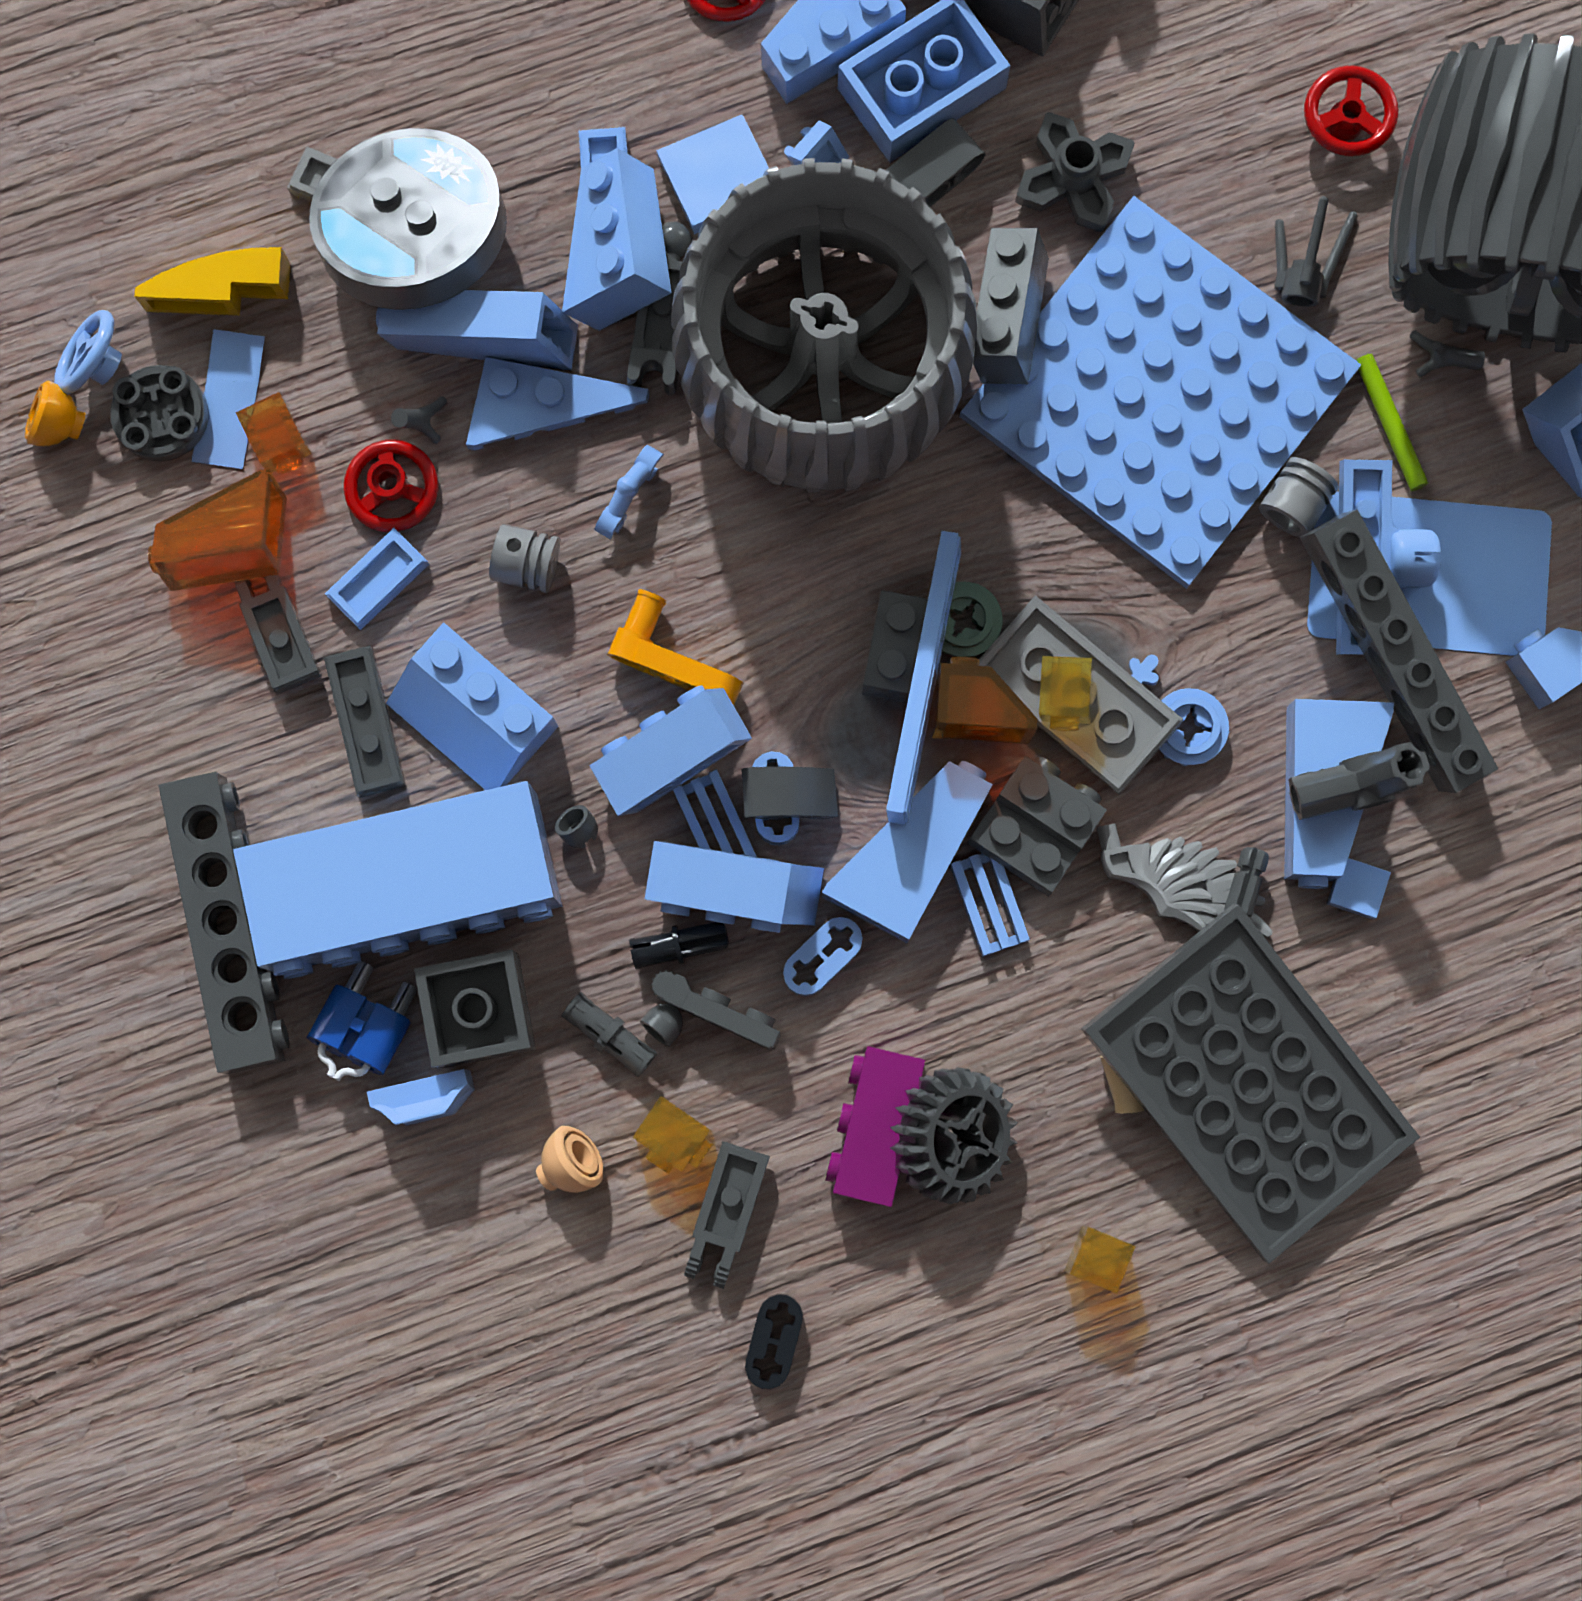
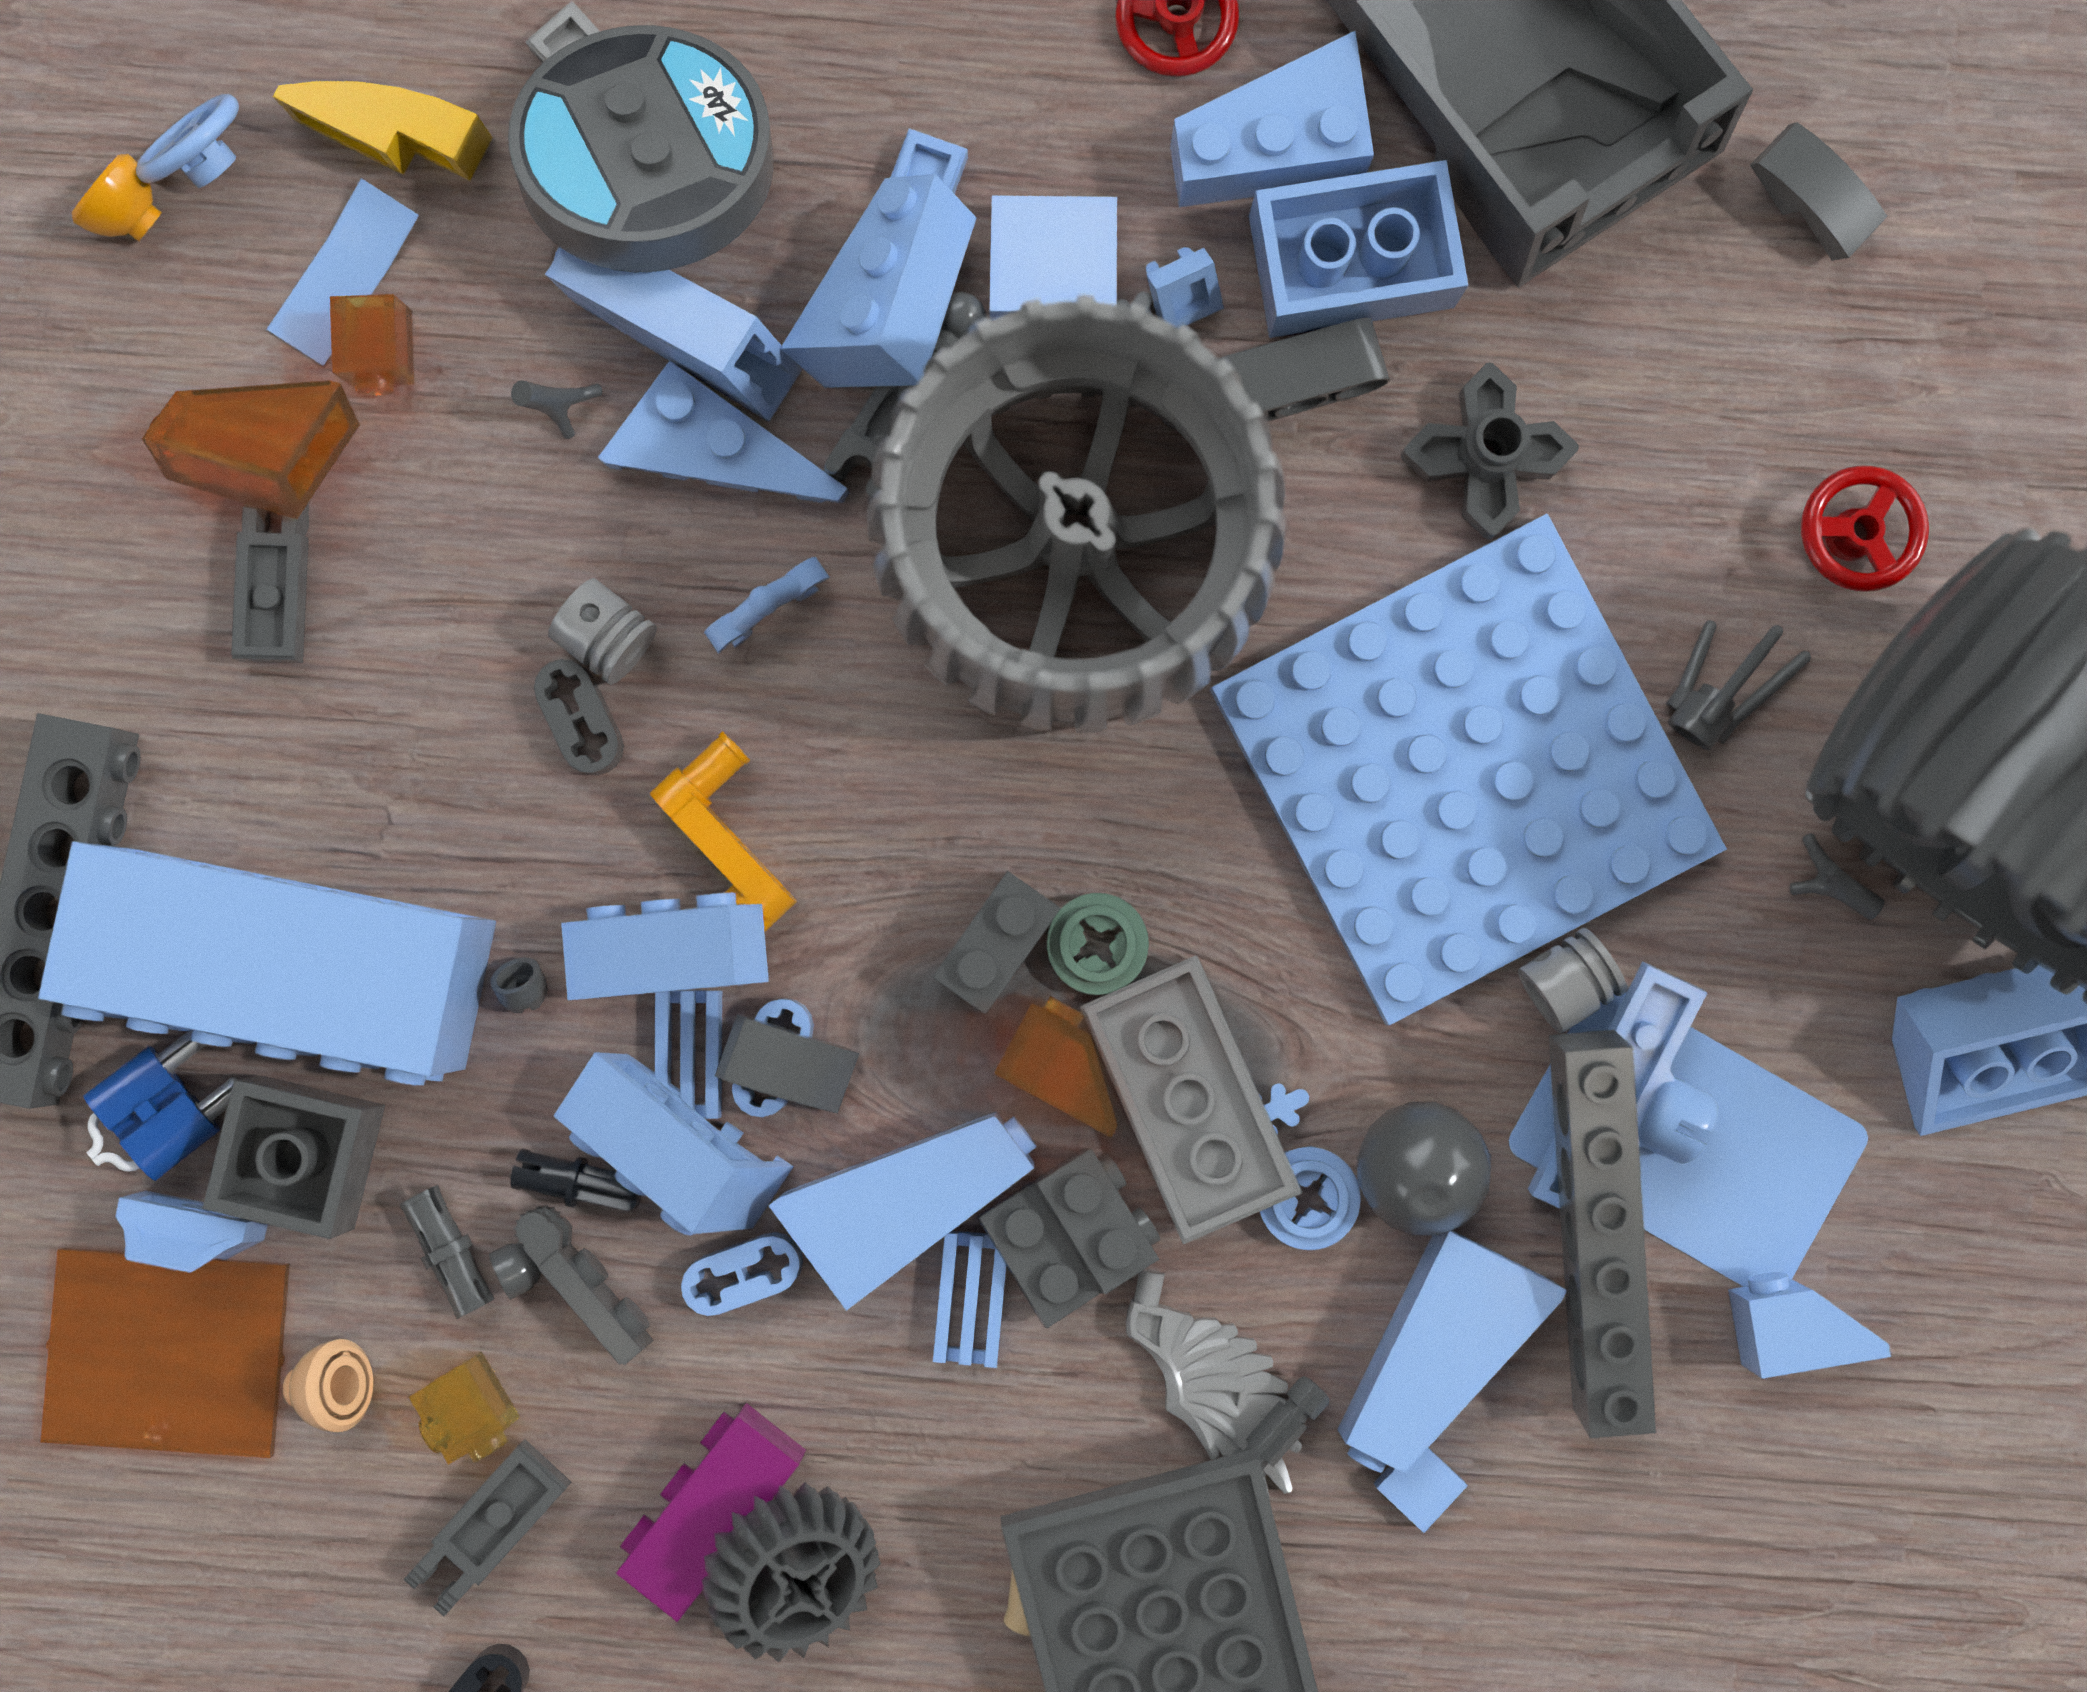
camera: 25 degrees right, 5 degrees up
(158, 412) = (250, 252): dark grey tile -> none
(364, 721) = (329, 740): dark grey tile -> none
(377, 578) = (420, 573): light blue tile -> none
(385, 469) = (474, 448): red piece -> none
(440, 1198) = (165, 1355): none -> clear orange piece
(470, 710) = (459, 785): light blue slope -> none
(540, 618) = (566, 724): none -> dark grey beam
(924, 679) = (1009, 1003): light blue tile -> none
(1010, 305) = (1328, 585): dark grey brick -> none
(1066, 692) = (1173, 1099): clear yellow brick -> none
(1258, 665) = (1424, 1168): none -> dark grey piece
(1358, 781) = (1477, 1379): dark grey piece -> none
(1391, 422) = (1730, 935): lime bar -> none

